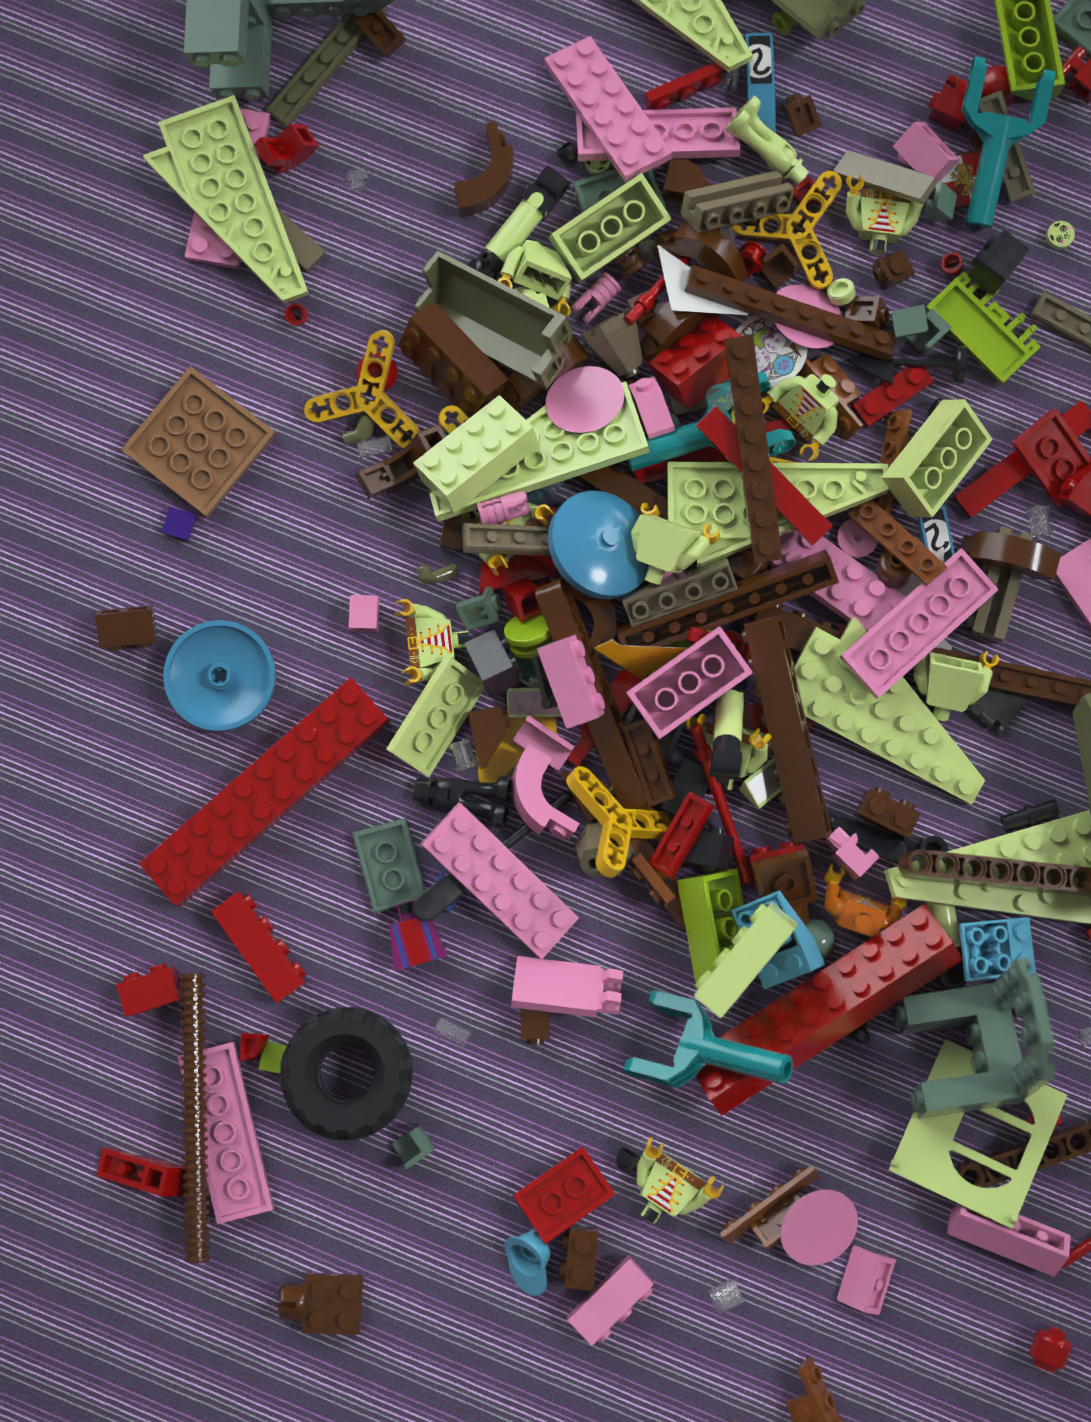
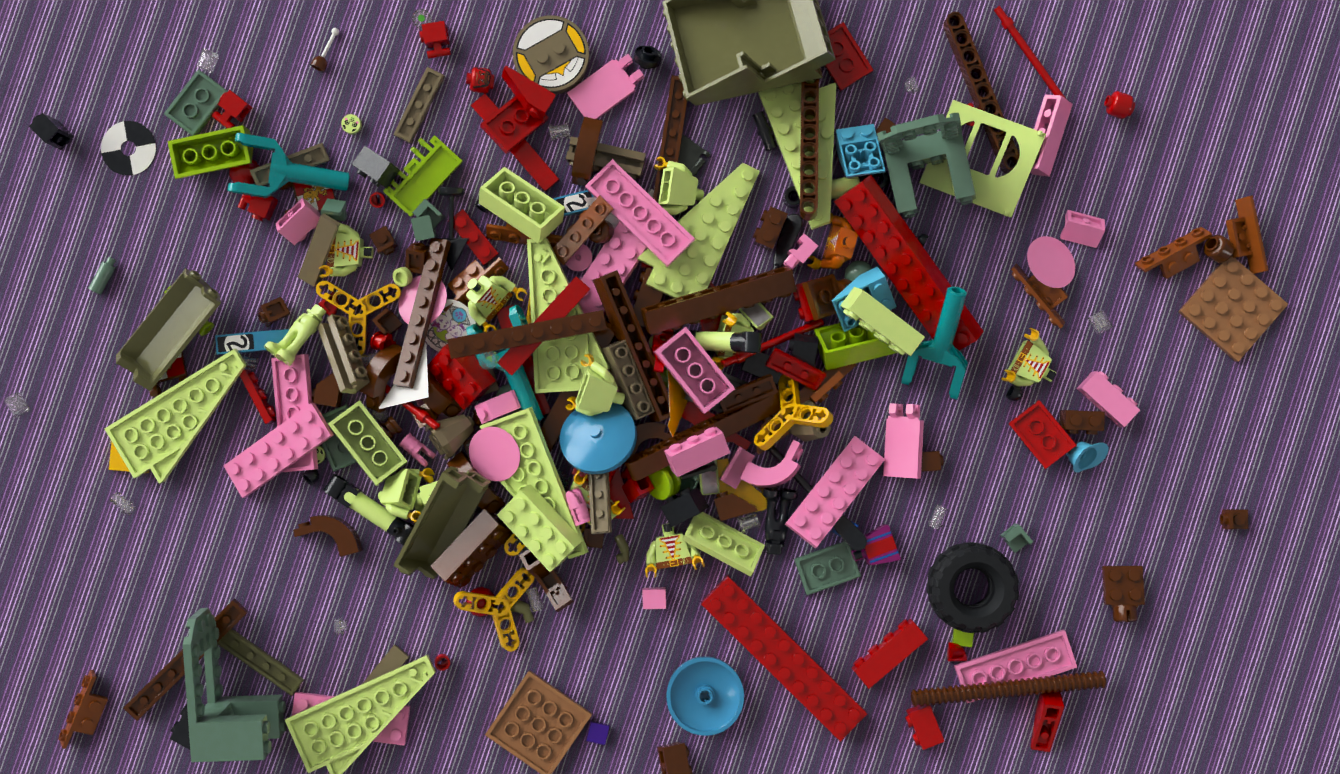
camera: 85 degrees left, 5 degrees up
(288, 148) = (321, 678): red brick -> none
(480, 609) = (646, 517): sand green bracket -> none

